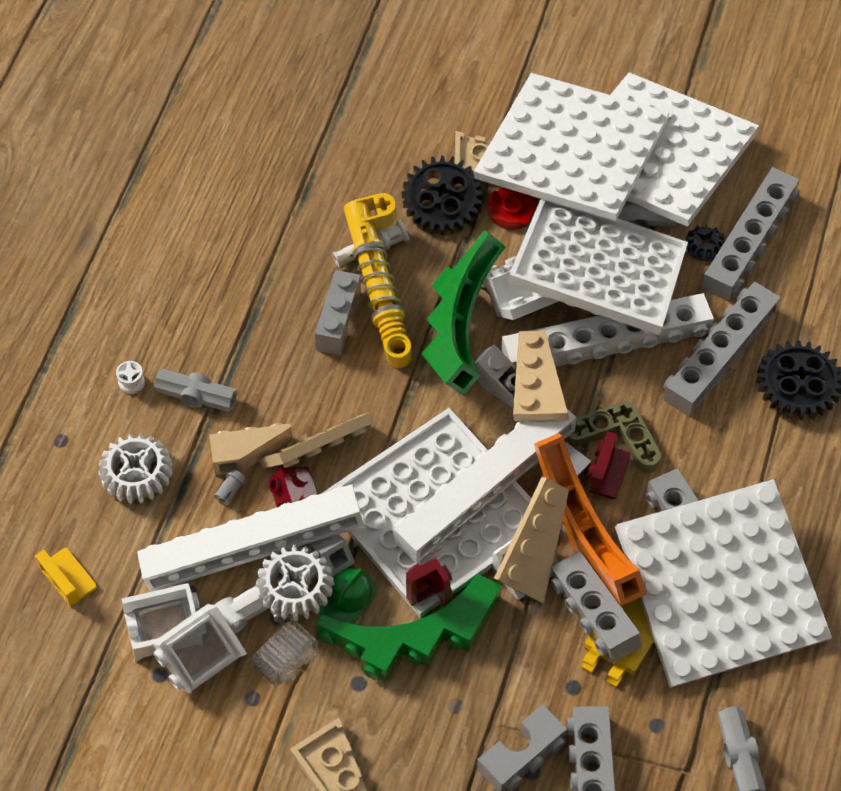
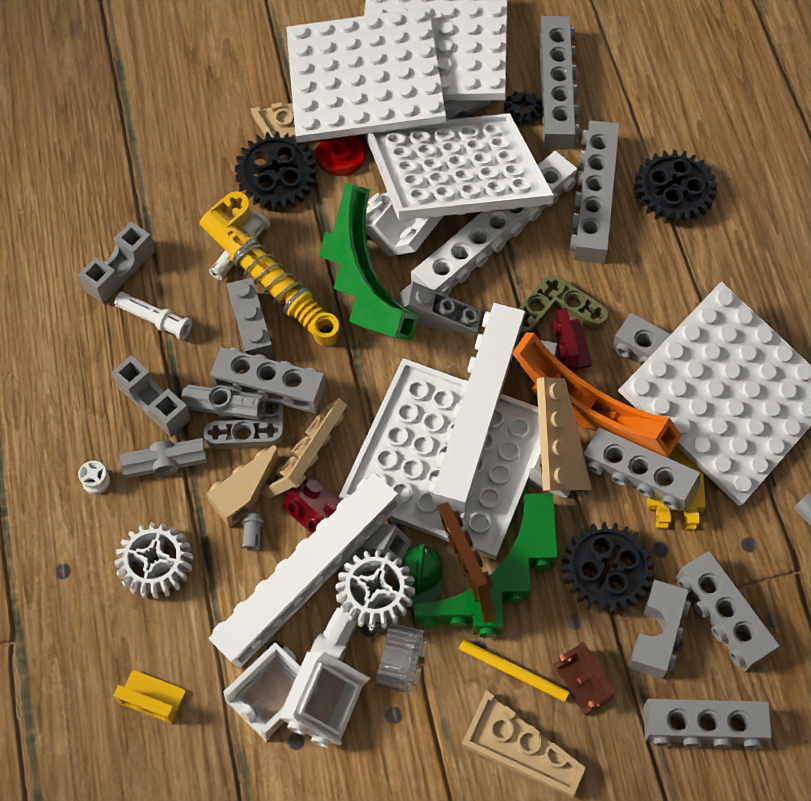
camera: 30 degrees left, 5 degrees up
(215, 333) = (157, 404): none -> light grey arch
(267, 276) = (163, 319): none -> white pin
(272, 368) = (237, 404): none -> light grey piece
(275, 206) = (131, 250): none -> light grey arch
(297, 403) = (268, 421): none -> light grey beam
(343, 396) = (277, 390): none -> light grey brick
(376, 717) = (514, 670): none -> yellow bar
(386, 600) = (469, 560): none -> reddish brown wing
(427, 580) = (499, 517): dark red bracket -> none
(429, 755) = (584, 678): none -> copper hinge
(497, 655) = (632, 578): none -> black gear
(537, 383) = (472, 297): tan wing -> none

